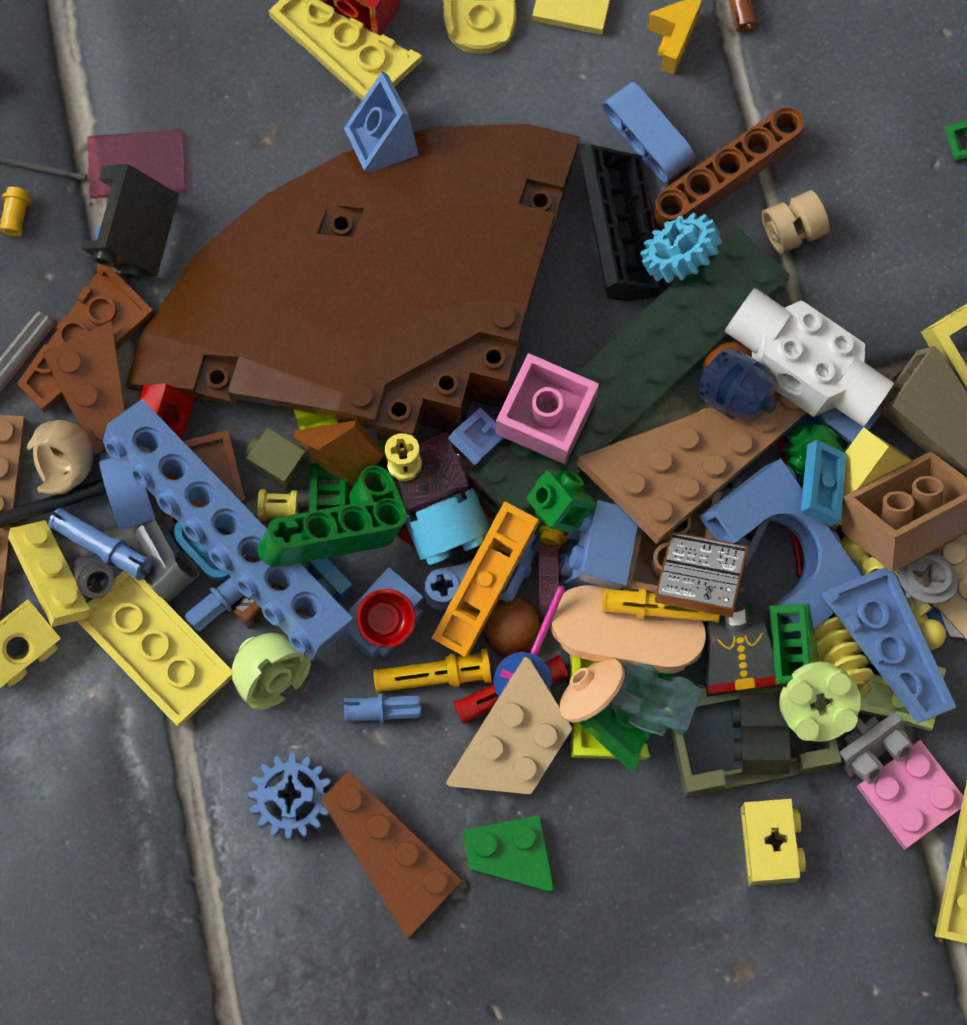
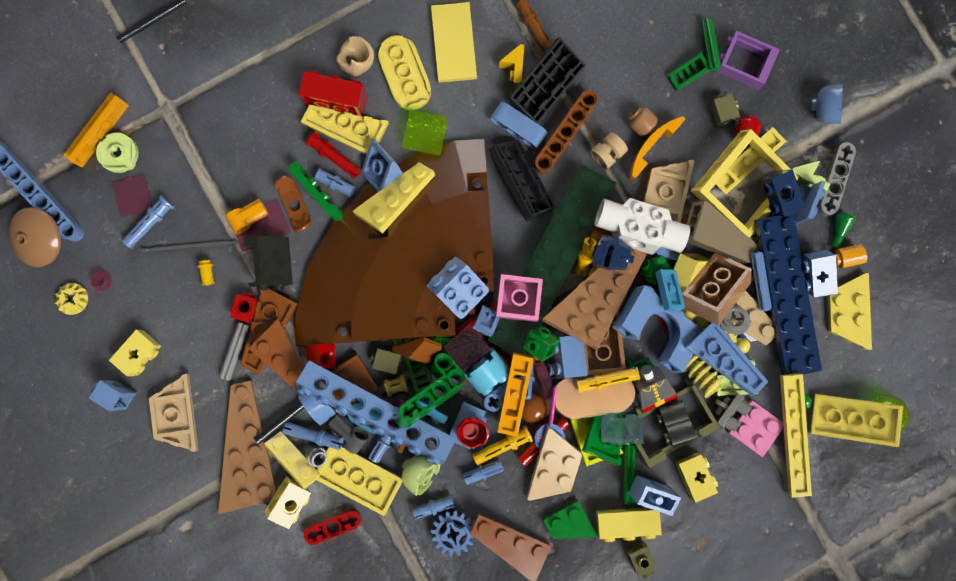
camera: 20 degrees left, 10 degrees up
(49, 708) = (317, 527): none -> red beam
(58, 273) = (237, 312): none -> red brick
(61, 456) = (277, 397): tan piece -> none
(108, 138) = (242, 218): none -> light orange piece
(207, 122) = (288, 192): none -> dark orange piece
(259, 145) = (320, 197): none -> green plate
(269, 740) = (433, 507): none -> medium blue pin
(292, 130) = (334, 182): none -> medium blue pin
(296, 71) = (326, 150): none -> red pin
(383, 181) = (394, 198): none -> light yellow wing
(393, 455) = (447, 346): light yellow bush -> none
(445, 350) = (458, 287): none -> medium blue bracket
(479, 93) = (425, 132): none -> clear neon green hinge
(591, 690) = (587, 435): light nougat dish -> none
(617, 885) = (627, 524): none -> light yellow brick
(621, 944) = (637, 555): none -> olive brick
(648, 799) = (629, 473): none -> green axle
(681, 247) = (557, 186): medium azure gear -> none
(681, 844) = (654, 495): none -> medium blue brick
(688, 387) = (585, 256): none -> yellow pin
(701, 574) = (625, 359): light grey tile -> none
(722, 70) = (546, 81): none -> black piece
(780, 643) = (680, 393): green slope -> none
(838, 714) = (713, 407): yellowish green plate -> none
(873, 192) = (643, 121): none -> medium nougat head
(887, 317) = (669, 187): none -> tan wing
(915, 217) = (668, 130): none -> light orange slope

